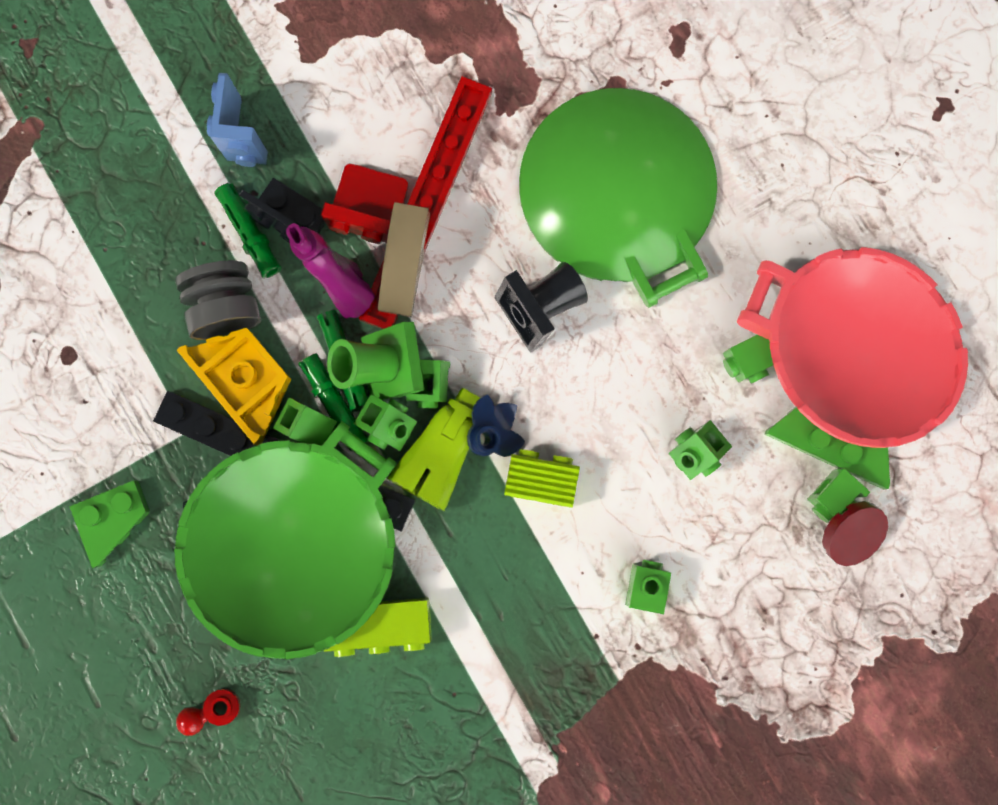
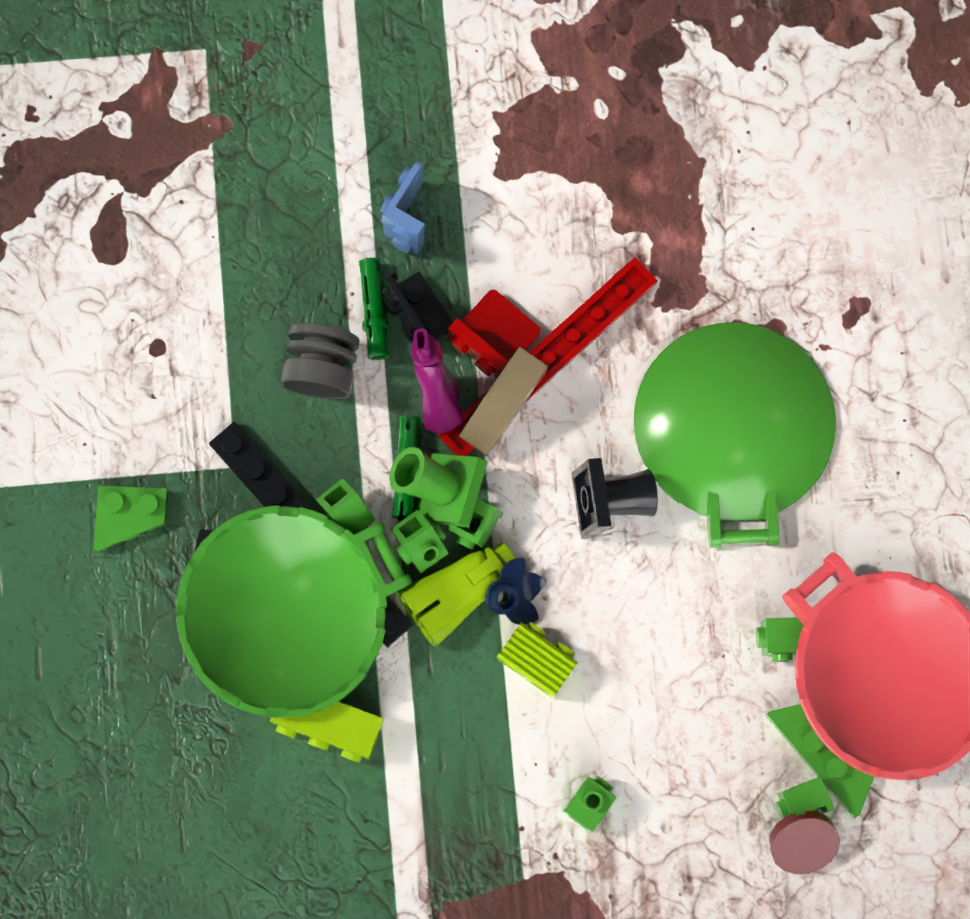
camera: 20 degrees right, 5 degrees down
(191, 719) = (119, 730): red plate -> none
(241, 379) = (306, 441): yellow wing -> none
(329, 394) = (378, 490): green pin -> none
(700, 450) = (695, 699): bright green brick -> none

